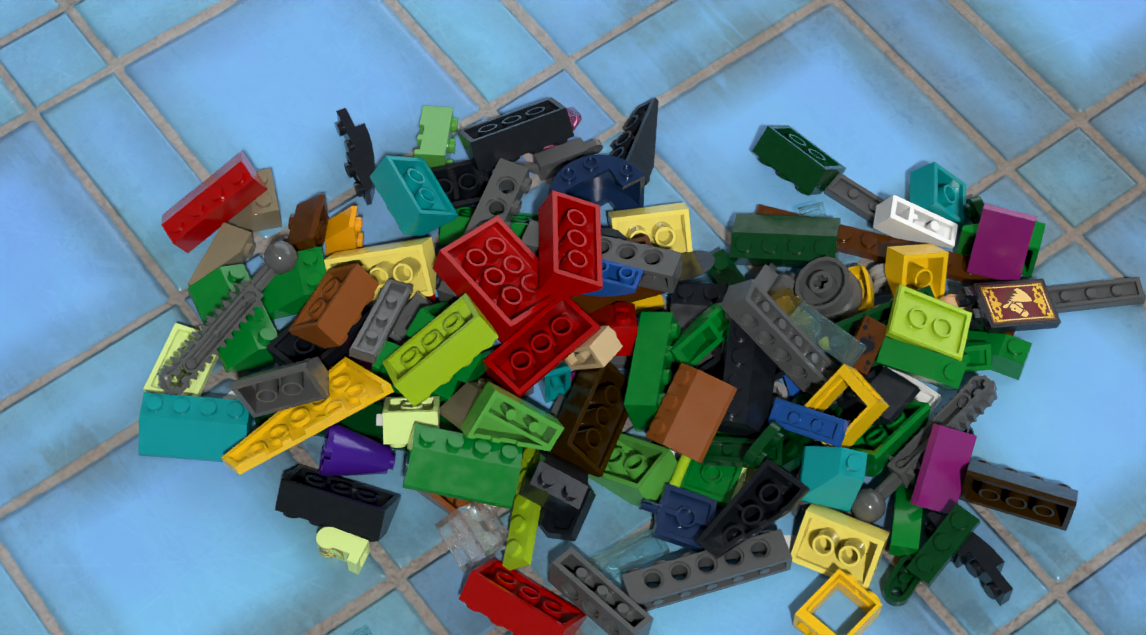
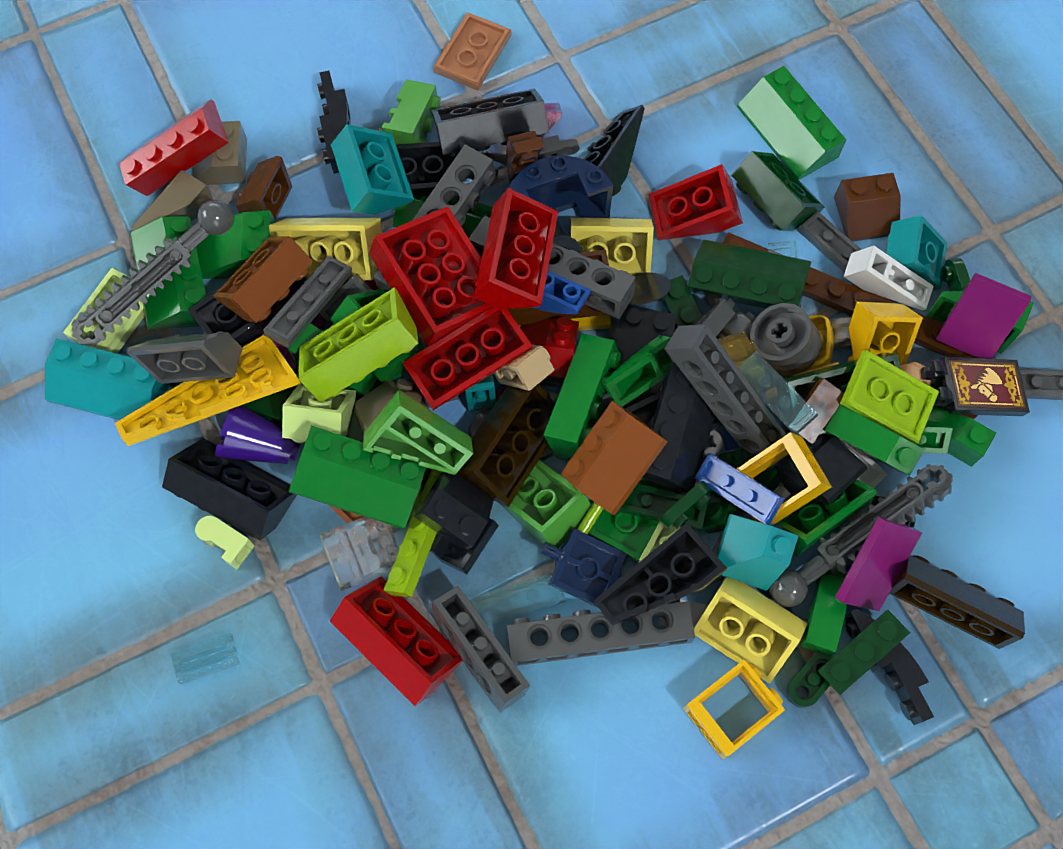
camera: 10 degrees right, 10 degrees up
(344, 232) = (299, 199): light orange slope -> none
(478, 69) = (472, 51): none -> nougat tile
(552, 158) = (521, 152): none -> reddish brown slope
(724, 184) = (696, 205): none -> red slope
(801, 94) = (792, 123): none -> slope
(886, 161) = (868, 206): none -> reddish brown slope

